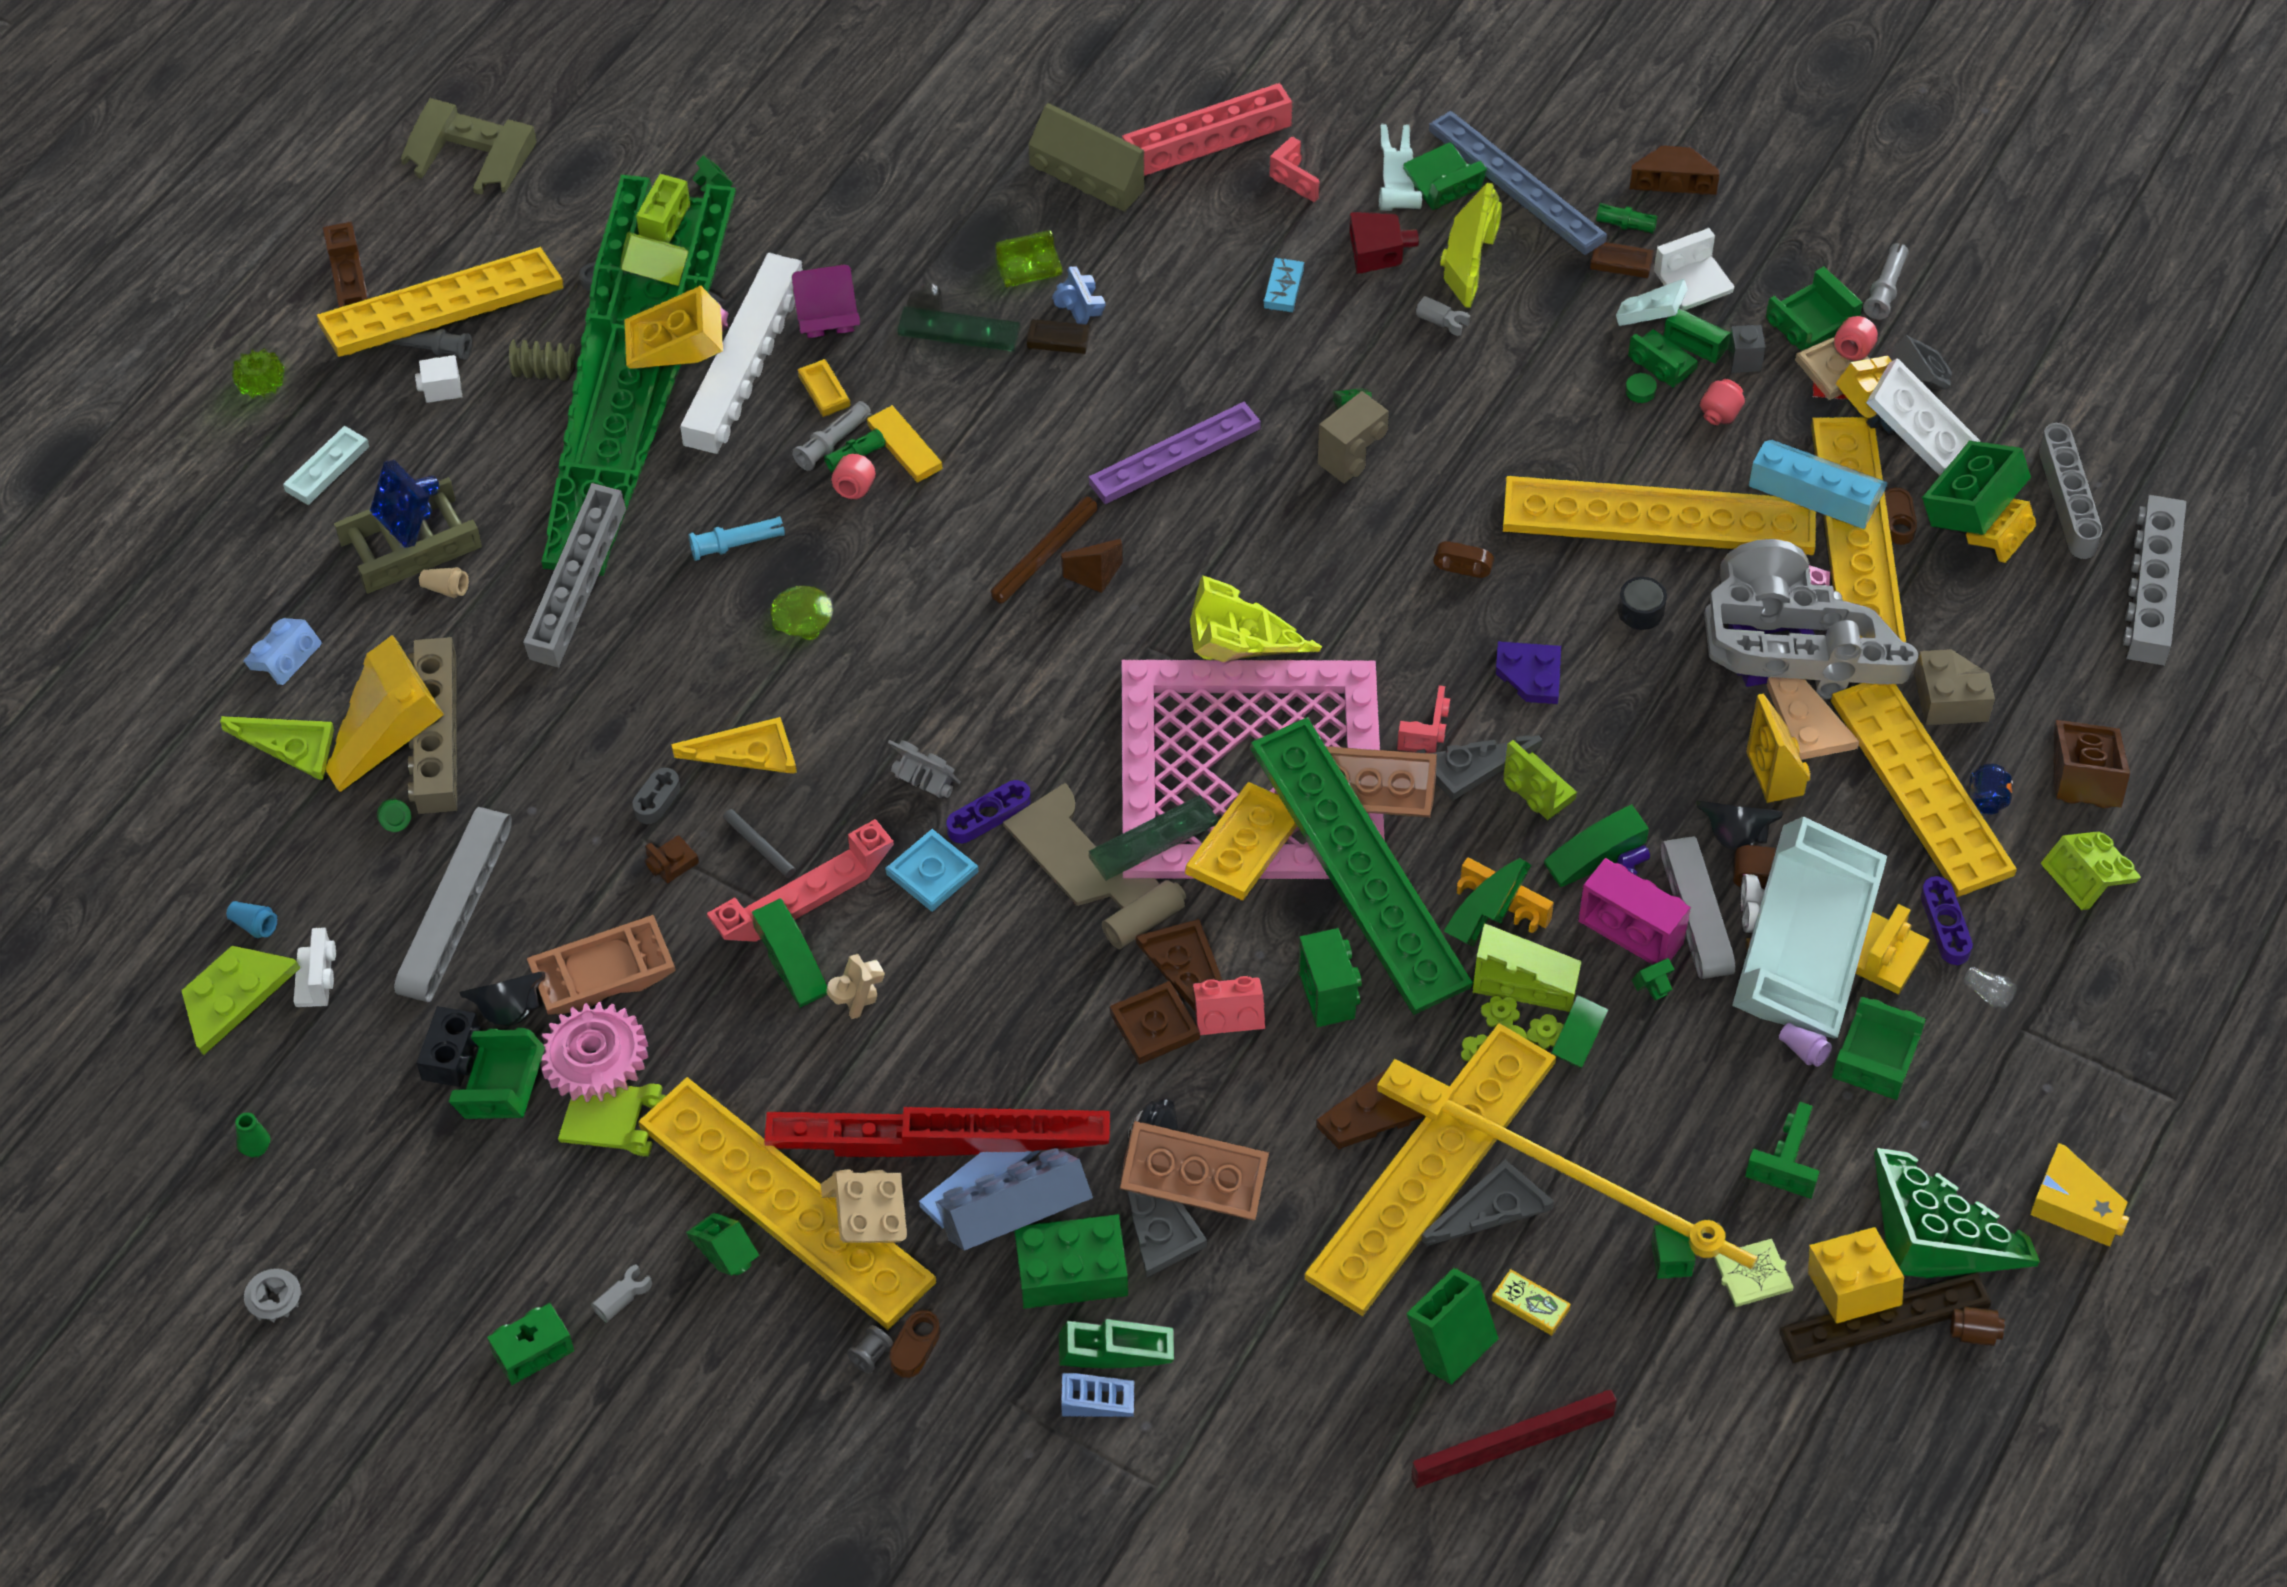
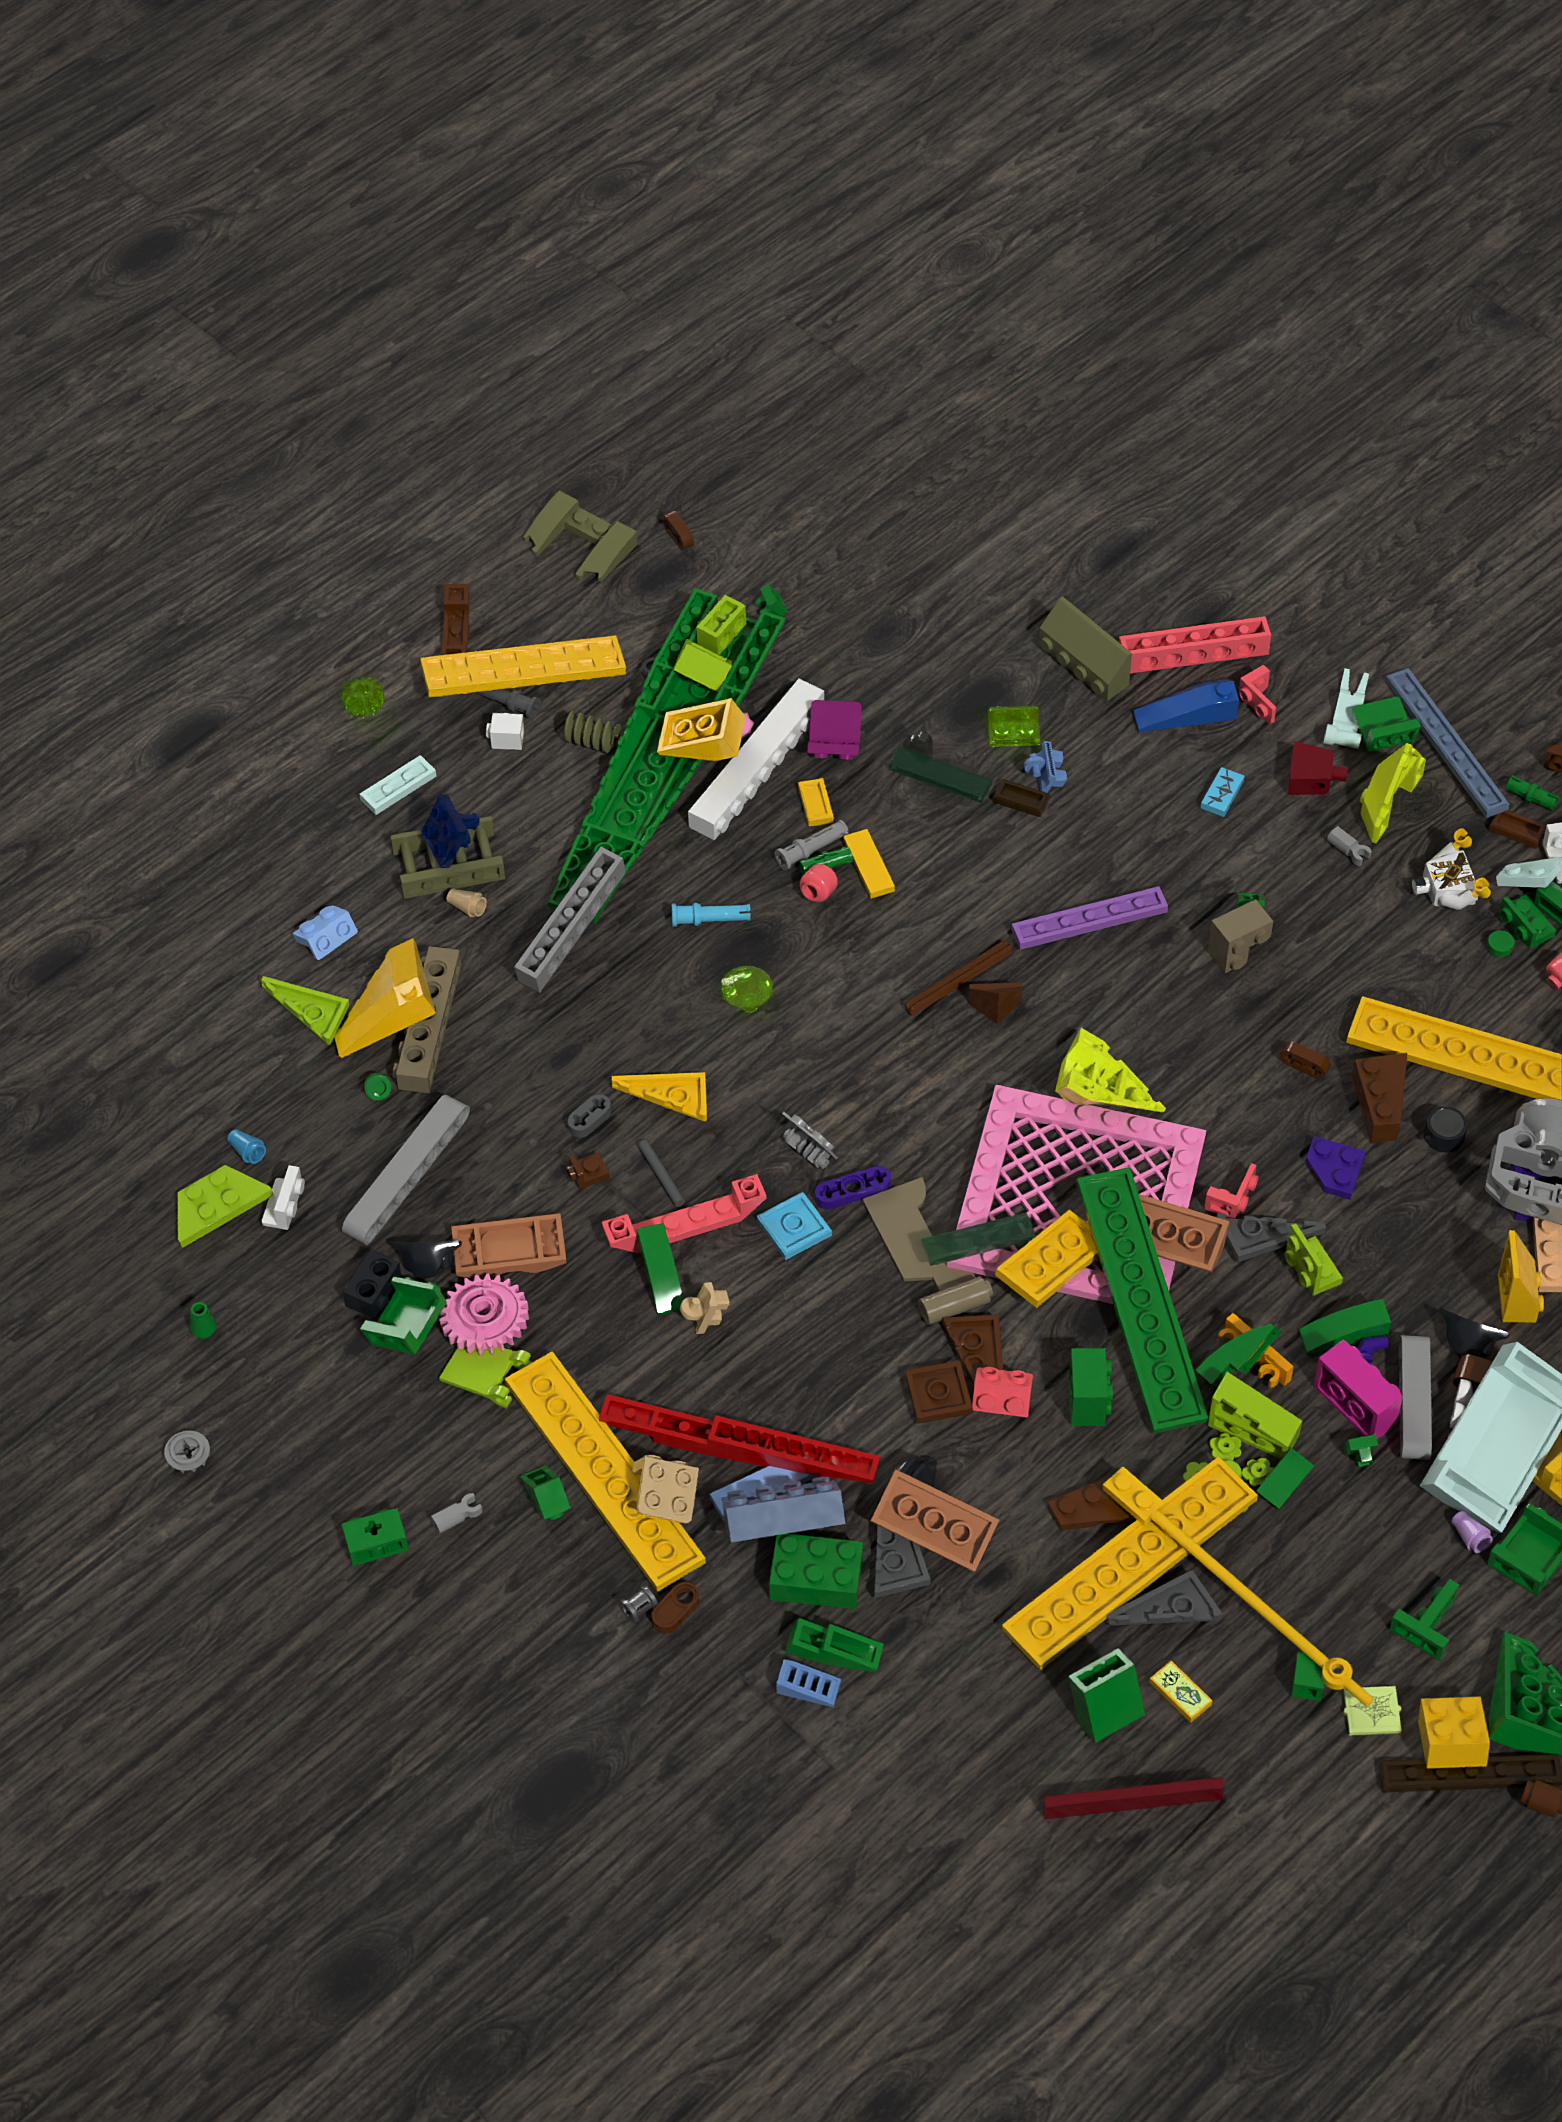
camera: 15 degrees right, 0 degrees up
(580, 116) = (677, 529): none -> reddish brown beam
(1222, 198) = (1194, 705): none -> blue wedge
(1559, 579) = (1380, 1094): none -> reddish brown wedge
(1566, 328) = (1450, 878): none -> torso

